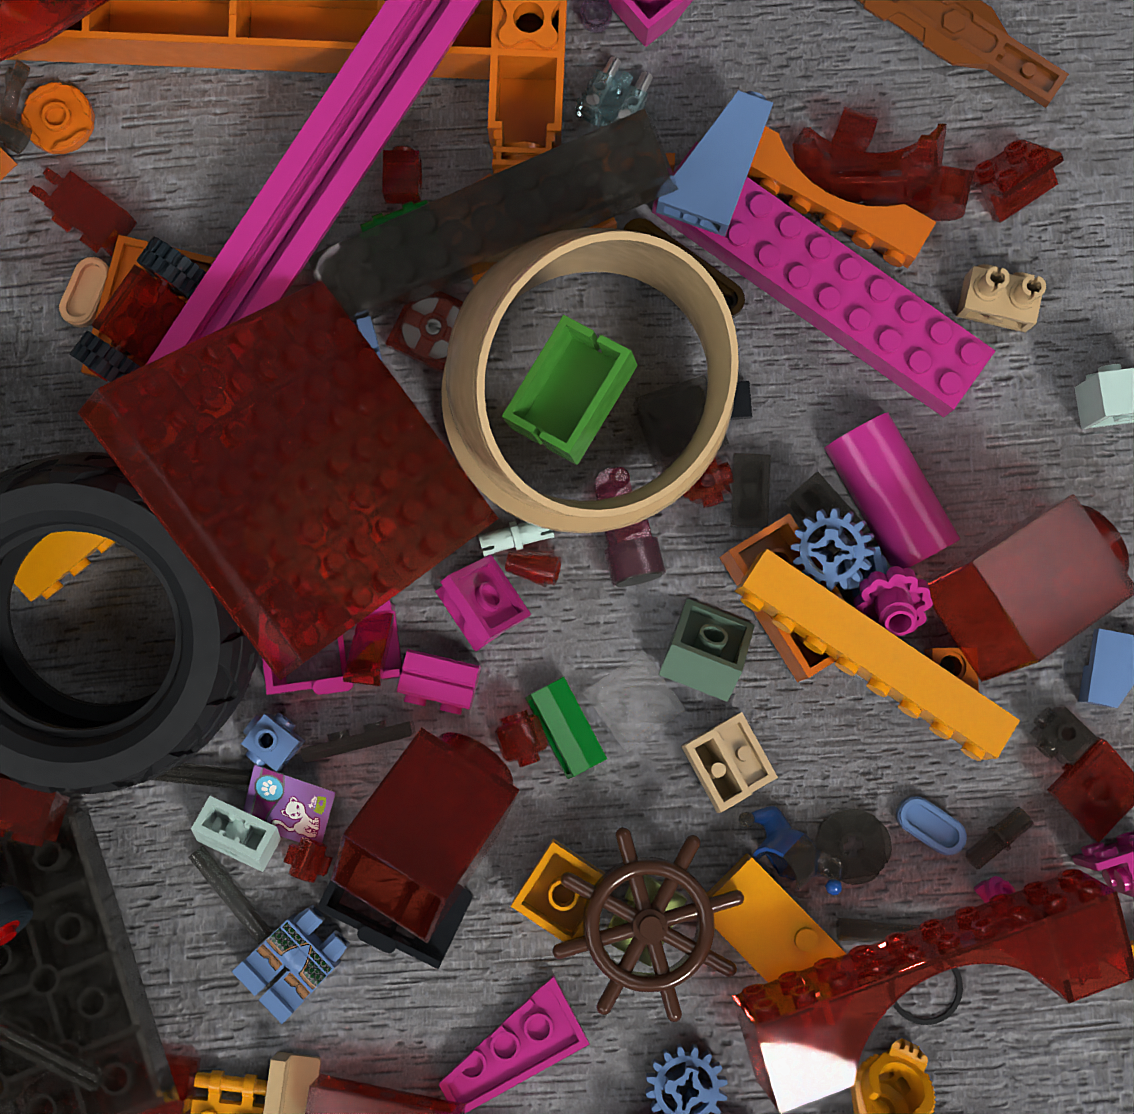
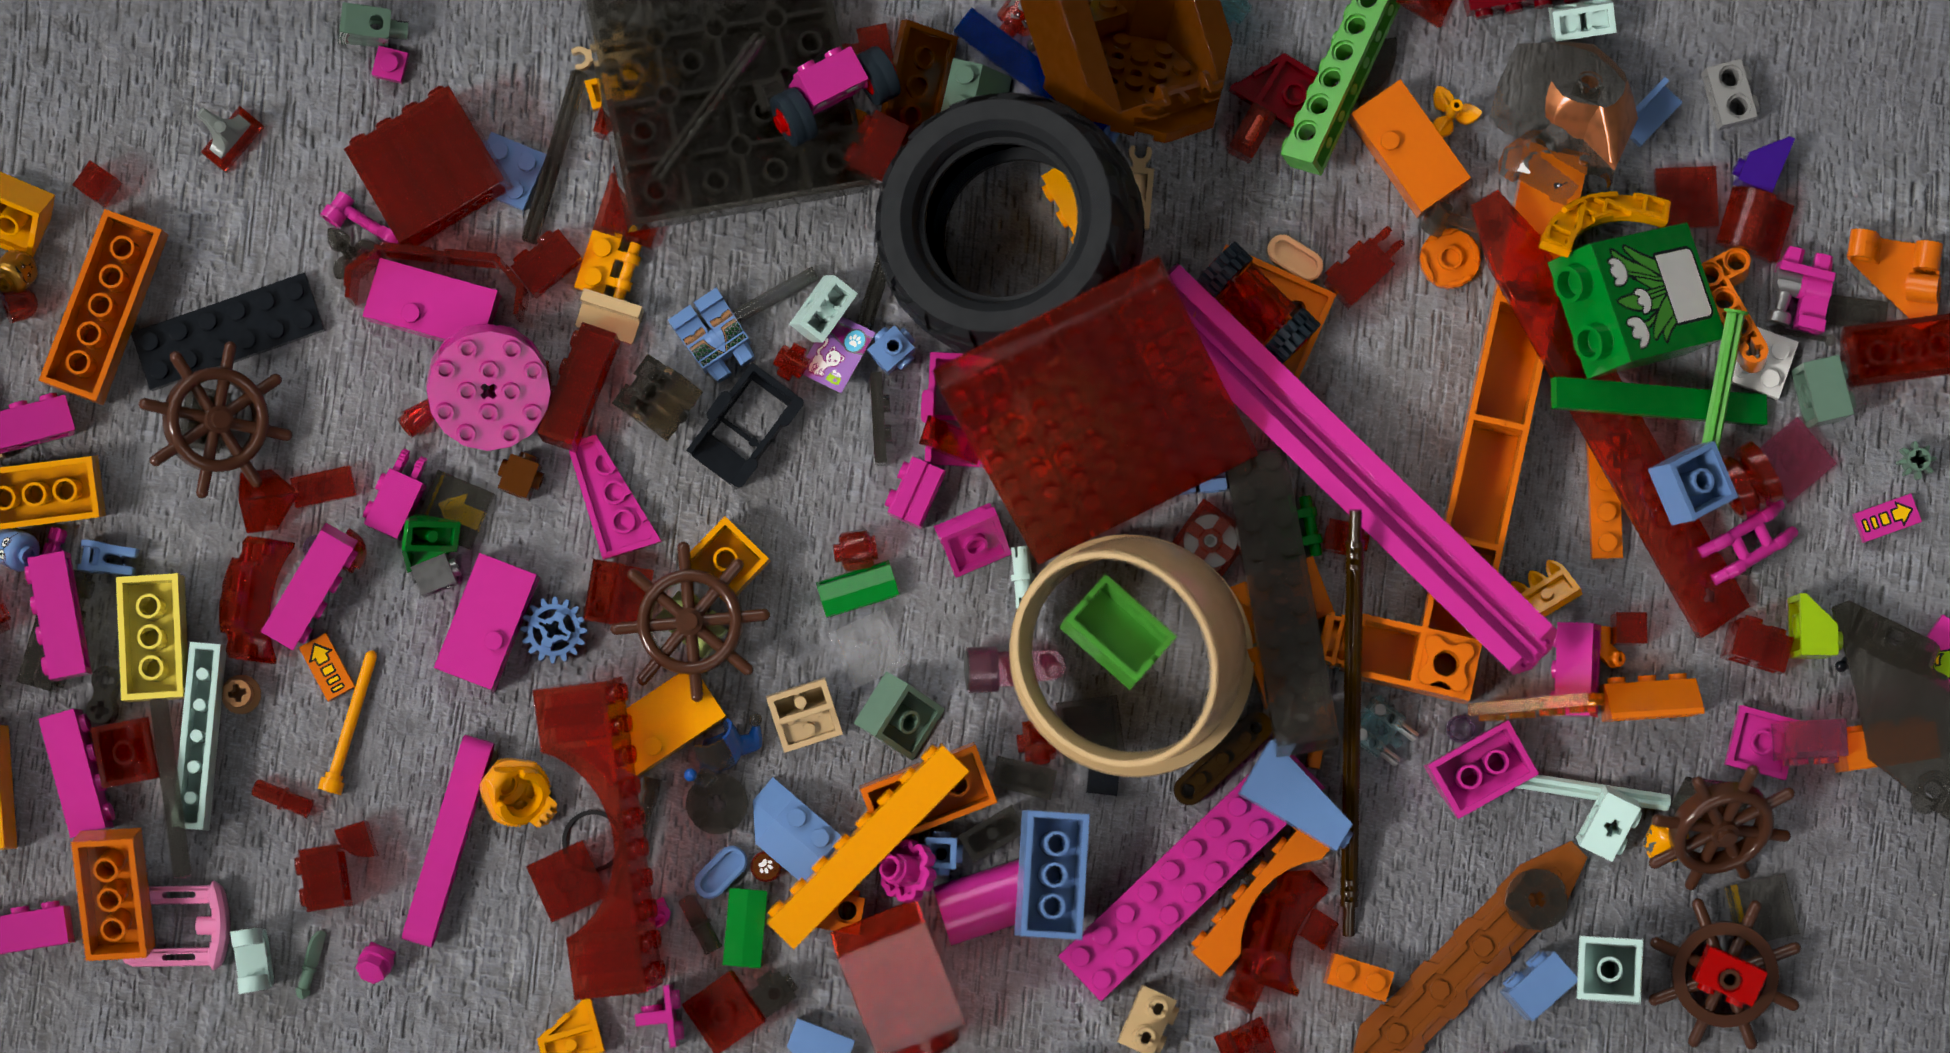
camera: 95 degrees right, 0 degrees up
(380, 1017) = (657, 398): none -> clear smoke brick
(426, 829) = (798, 460): clear red container -> none
(535, 566) = (994, 588): clear red cone -> none
(590, 119) = (1352, 718): none -> dark brown axle
(633, 1028) = (612, 594): none -> clear red brick
(833, 531) = (967, 838): medium blue gear -> none
(867, 429) = (1052, 875): none -> medium blue brick
(867, 749) = (790, 830): none -> medium blue wedge
(901, 72) = (1358, 977): none -> orange brick
(913, 773) = (765, 867): none -> tile
(984, 1010) = (568, 881): none -> clear red brick
(992, 784) = (745, 928): none -> green piece

